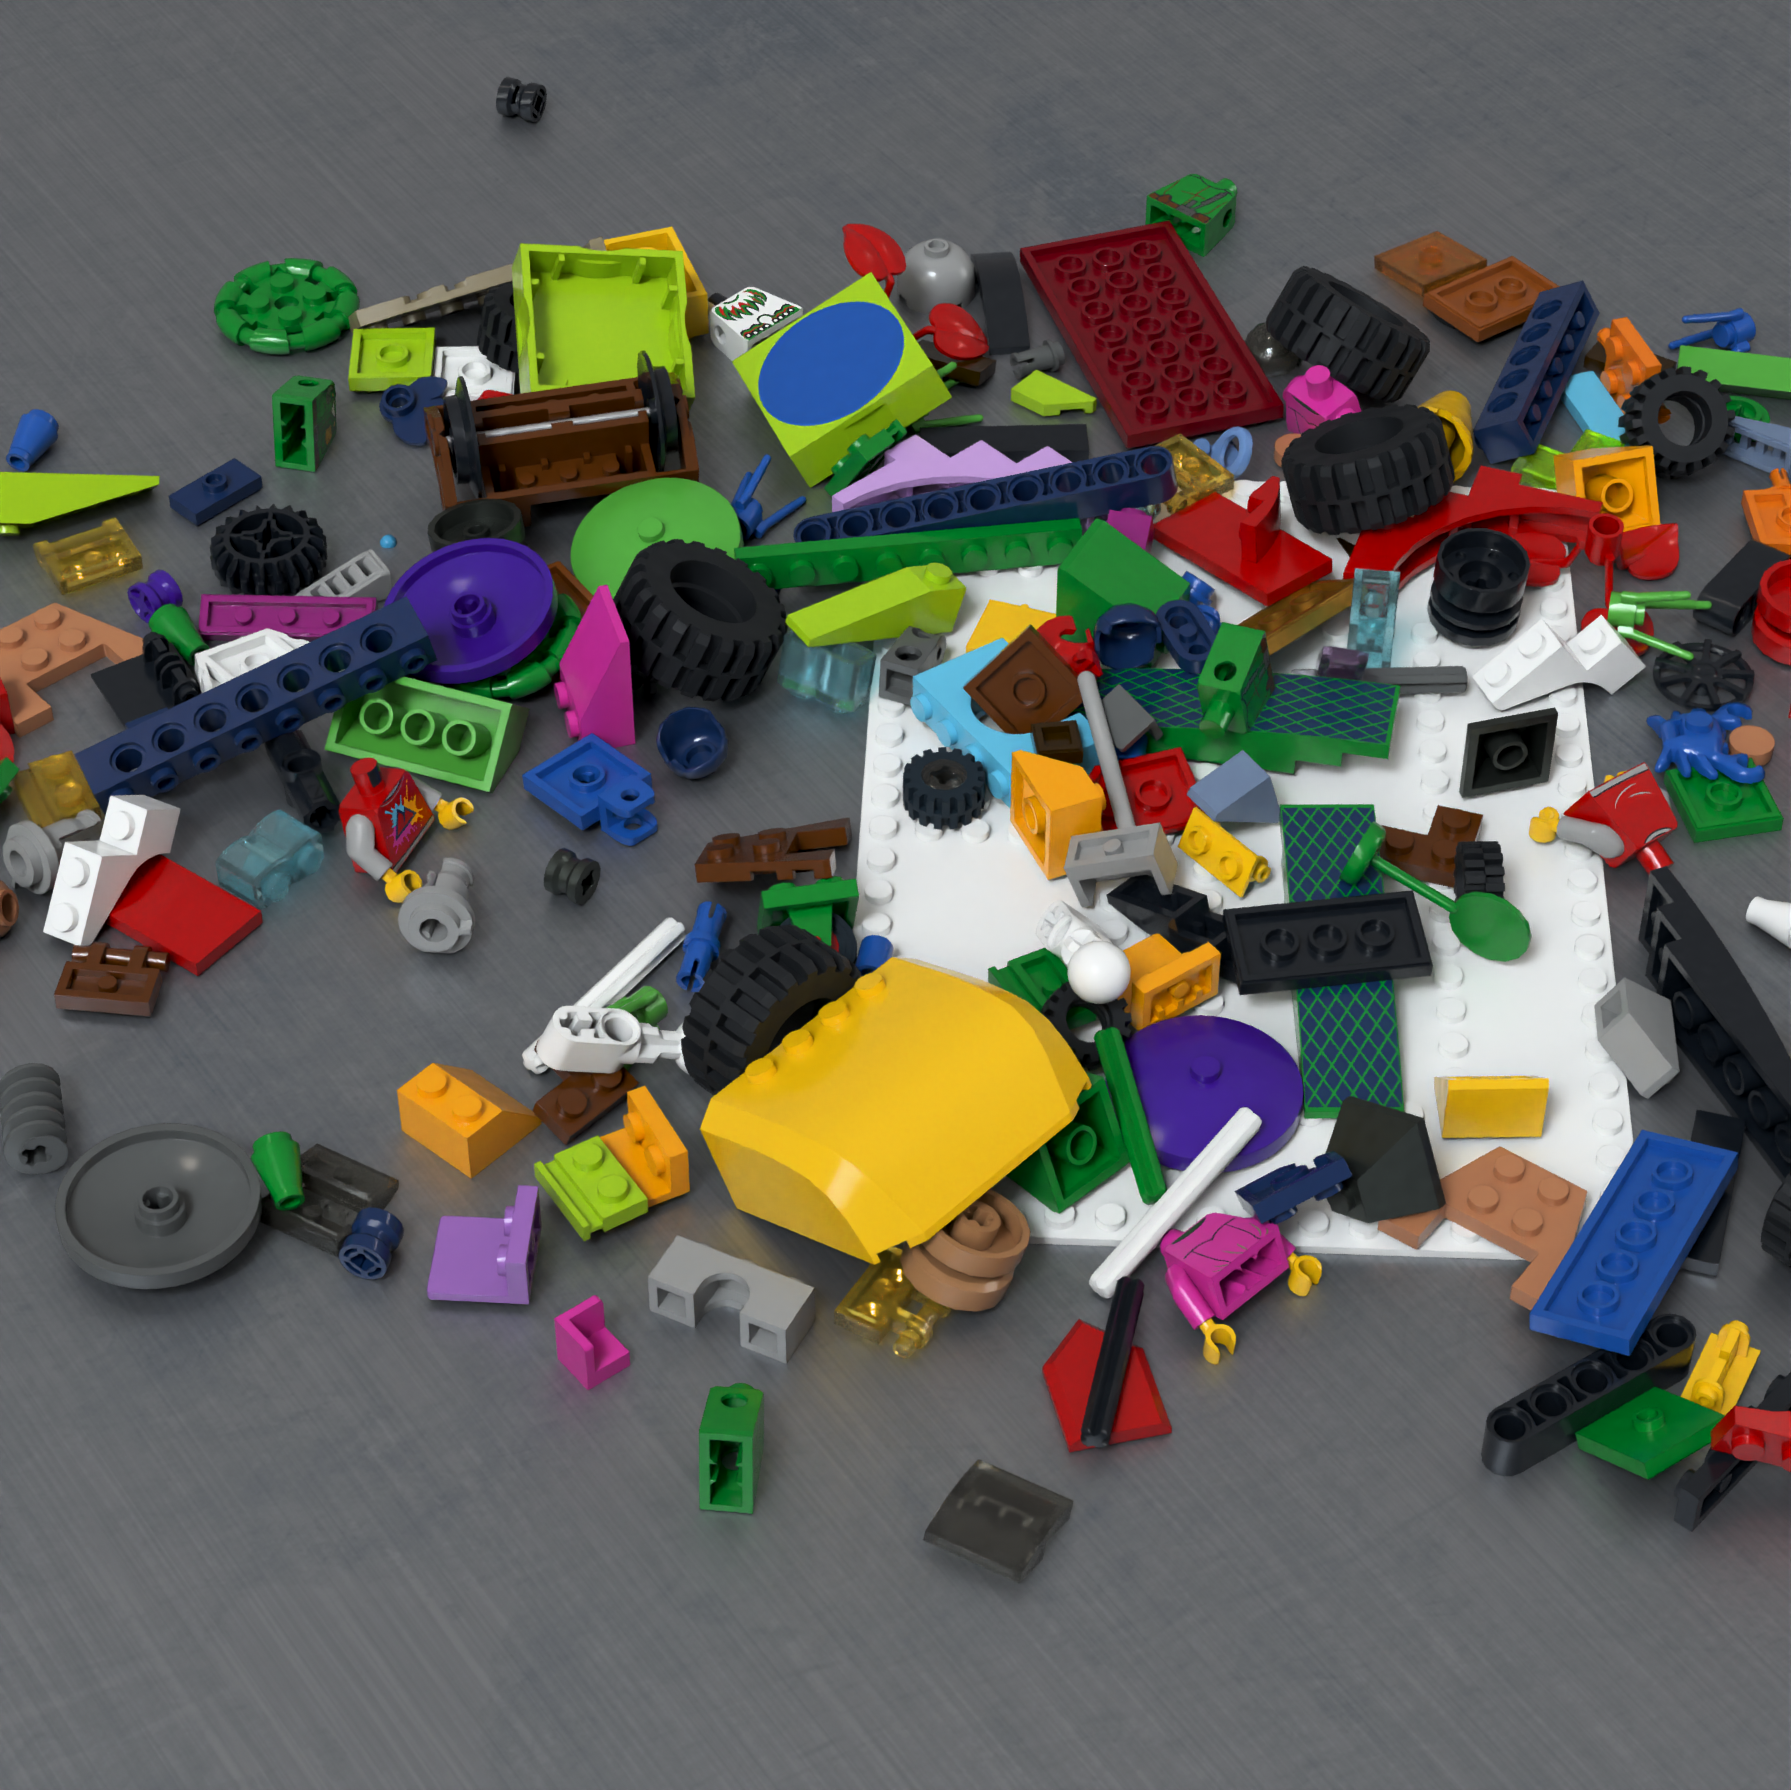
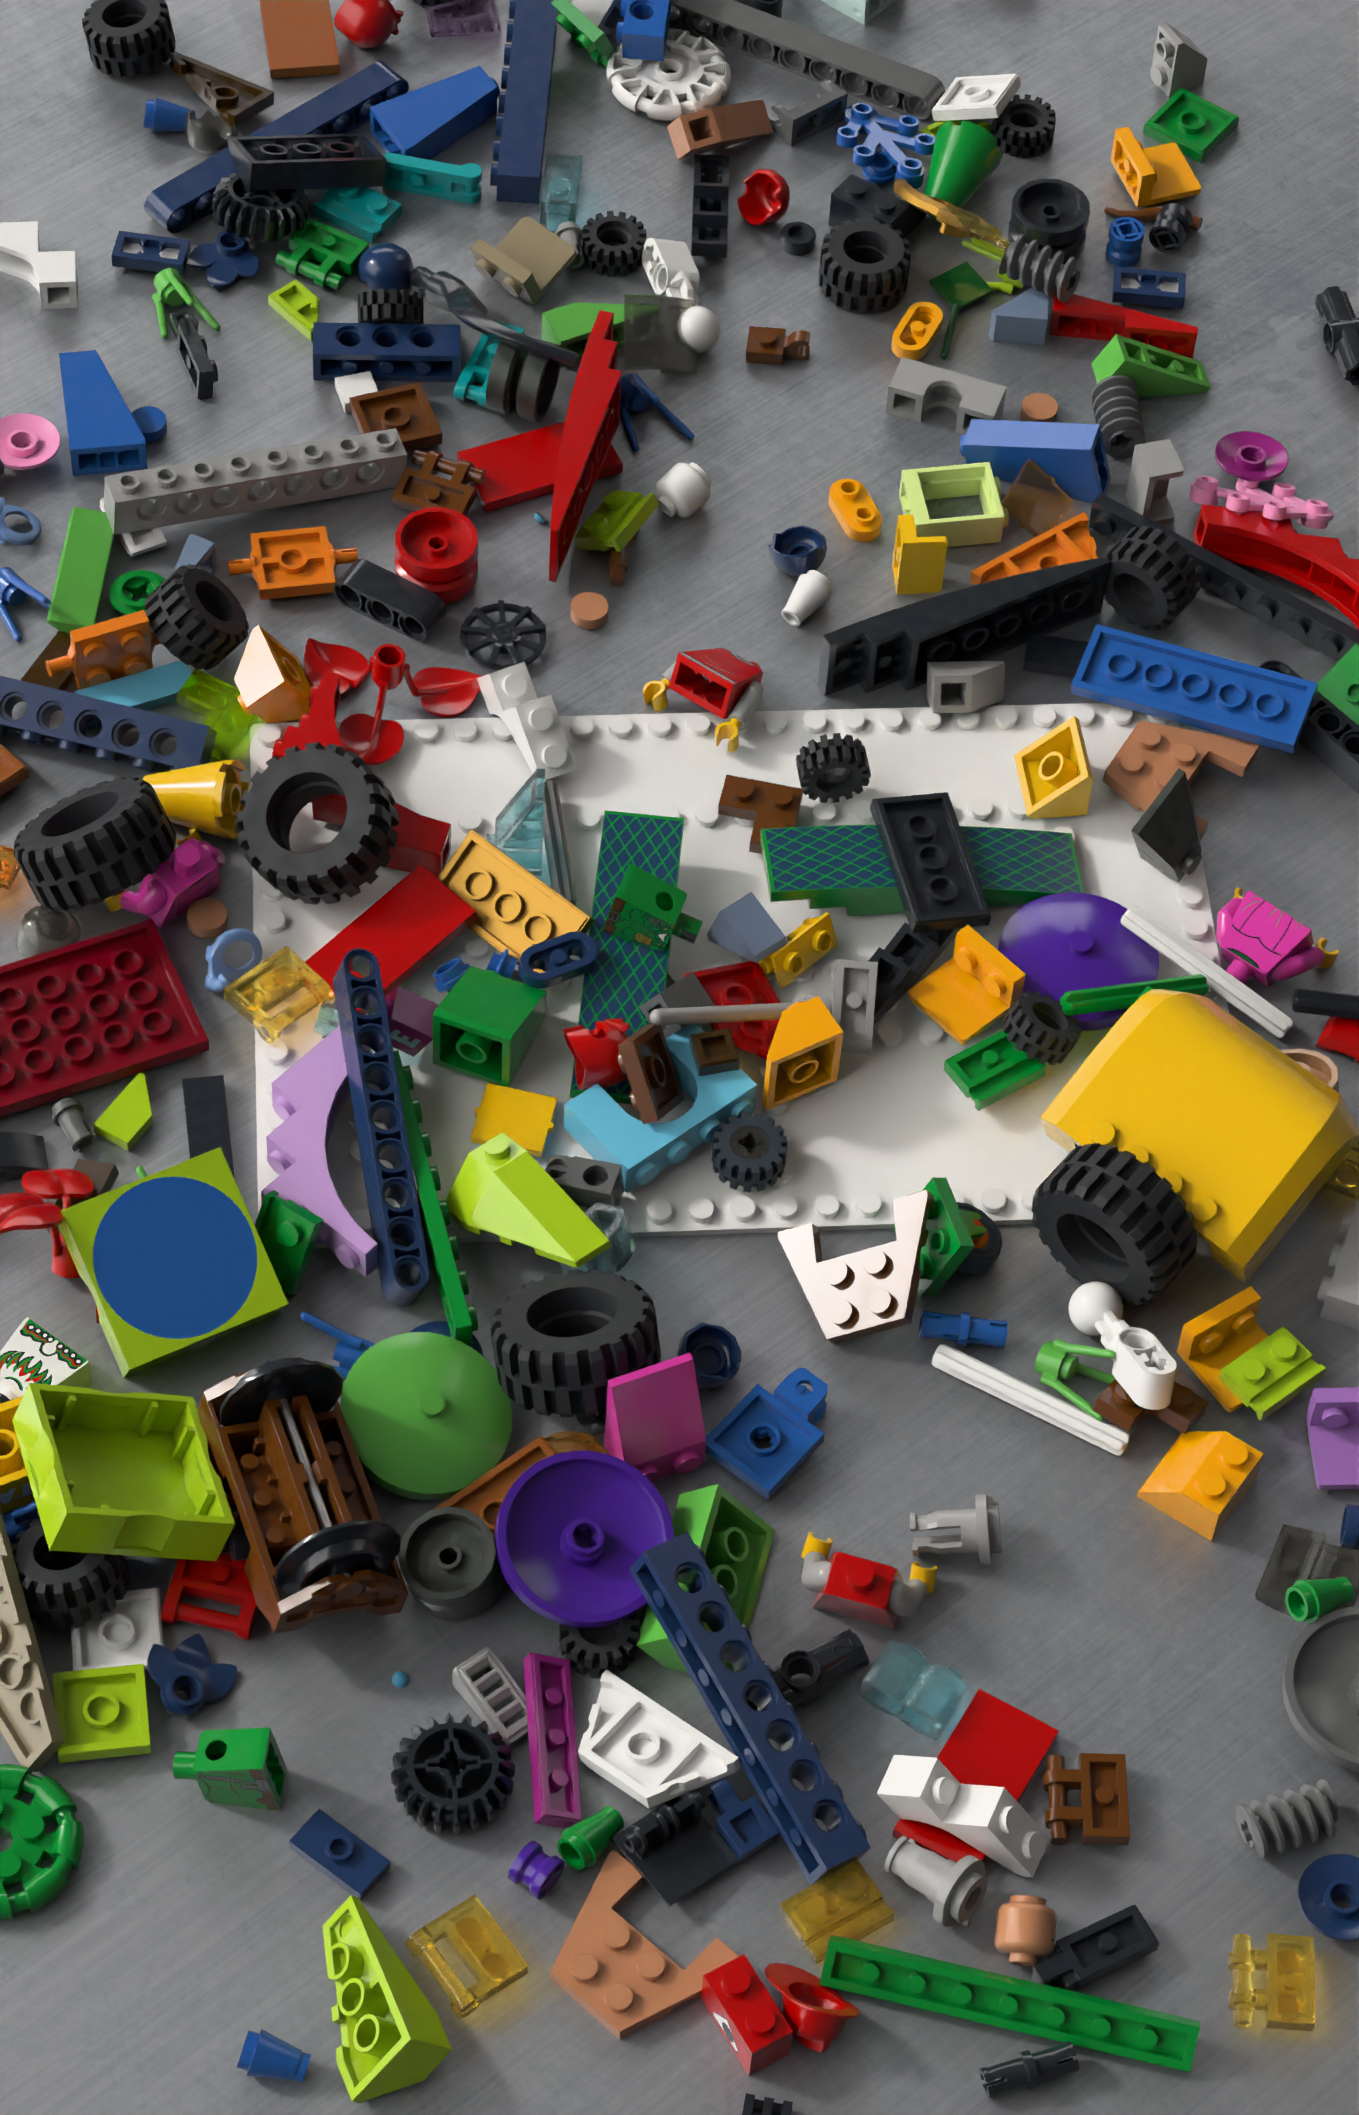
camera: 100 degrees left, 10 degrees up
(572, 876) = (895, 1436): pearl dark grey wheel -> none
(873, 953) = (976, 1190): blue hinge -> none
(1095, 965) = (1032, 990): white beam -> none
(1126, 636) = (562, 1000): dark blue hair -> none
(1263, 523) = (370, 905): red slope -> none
(1280, 1191) = (1205, 883): dark blue plate -> none
(1341, 663) = (585, 851): clear purple slope -> none
(1478, 586) = (452, 760): black wheel -> none
(1478, 919) = (849, 821): green piece -> none
(1508, 752) = (656, 747): pearl dark grey slope -> none
(1629, 610) = (457, 668): bright green plant -> none
(1699, 742) = (597, 638): blue animal -> none
(1722, 805) = (655, 631): green tile -> none
(1722, 1369) = (1301, 660): yellow hinge -> none

